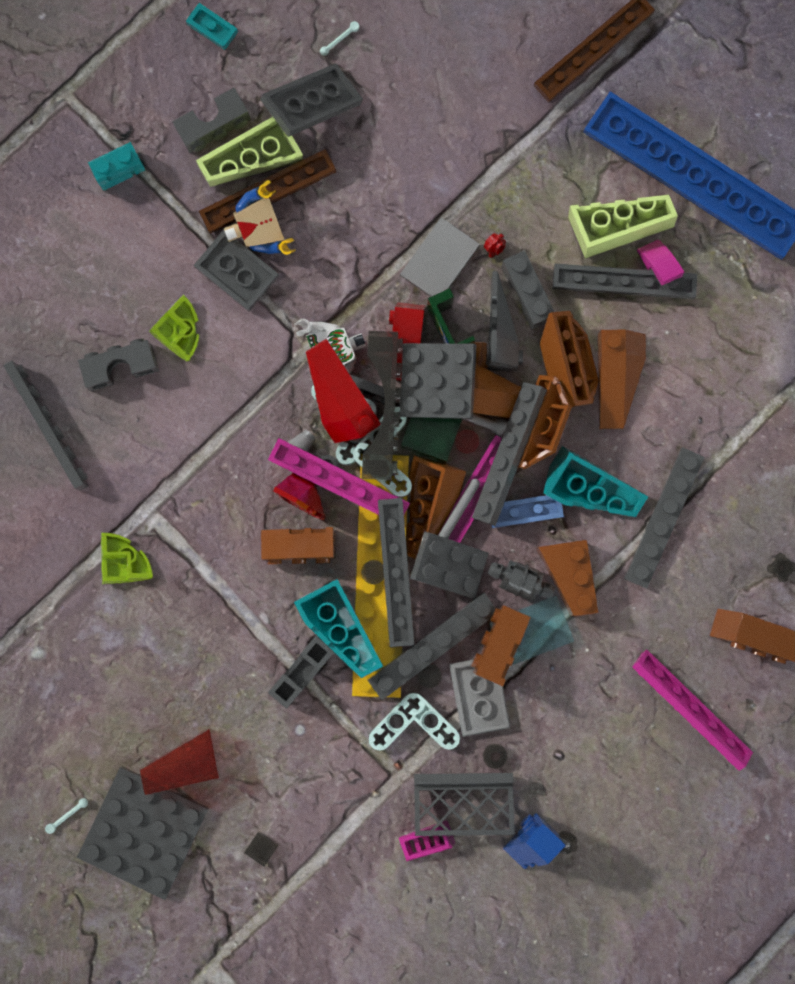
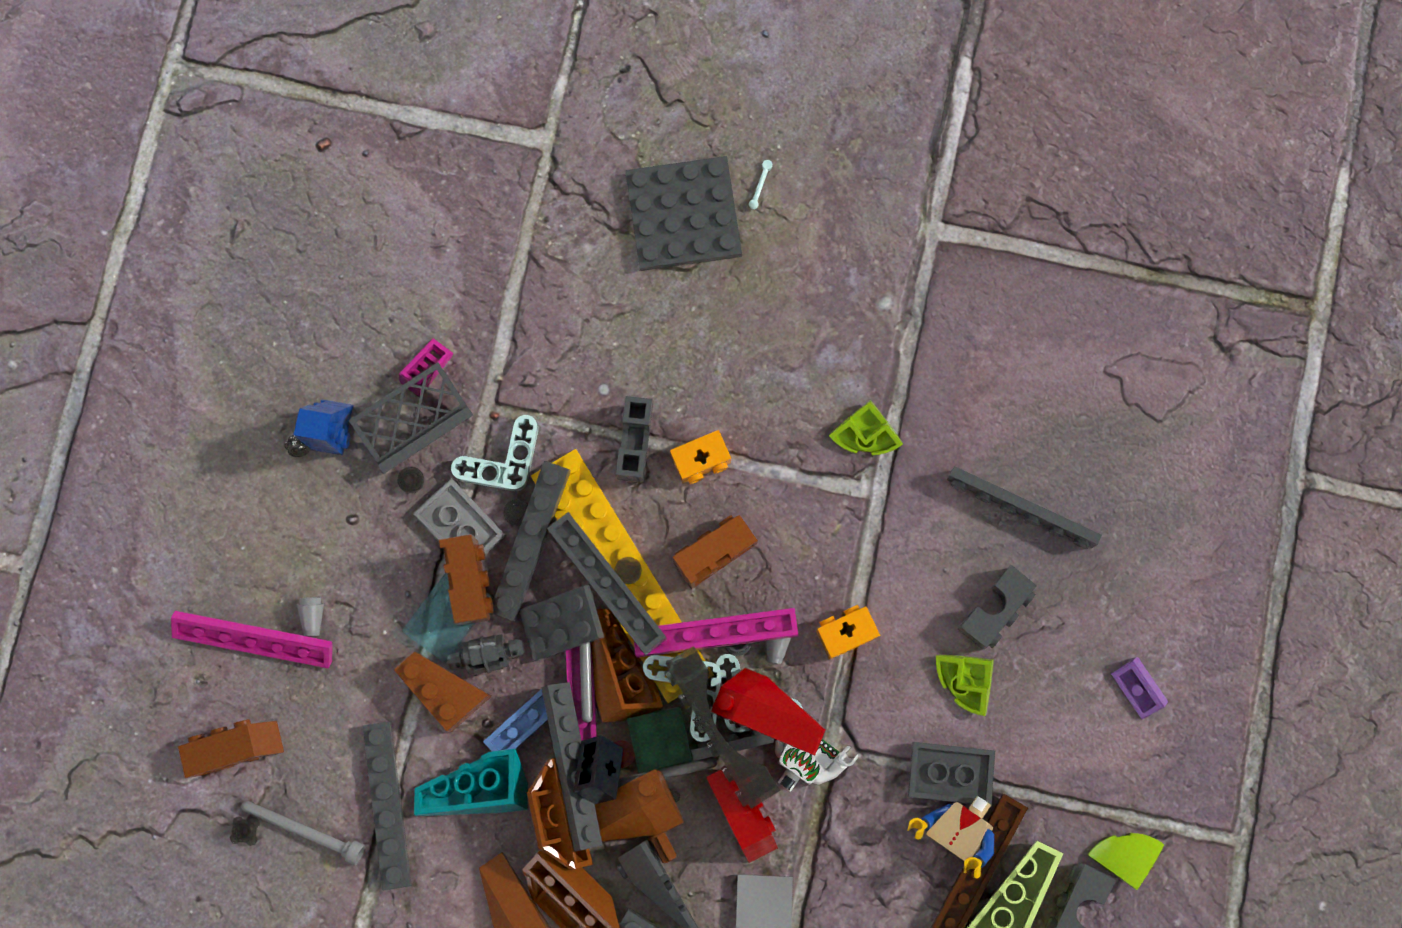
camera: 145 degrees right, 5 degrees down
(58, 242) = (1139, 688): none -> medium lavender slope
(116, 166) = (1137, 799): teal brick -> none
(152, 133) = (1128, 856): none -> lime brick
(181, 766) = (687, 287): clear red wedge -> none
(229, 412) = (863, 631): none -> light orange brick
(246, 627) = (708, 445): none -> light orange brick
(261, 848) = (569, 266): clear smoke tile -> none
(301, 494) = (740, 594): red wedge -> none
(337, 625) = (630, 500): teal wedge -> none
(438, 304) = (734, 868): dark green panel -> none
(438, 380) = (683, 788): dark grey plate -> none
(491, 436) = (598, 769): none -> black brick
(635, 700) = (310, 614): none -> light grey cone
(711, 501) = (350, 851): none -> light grey piece

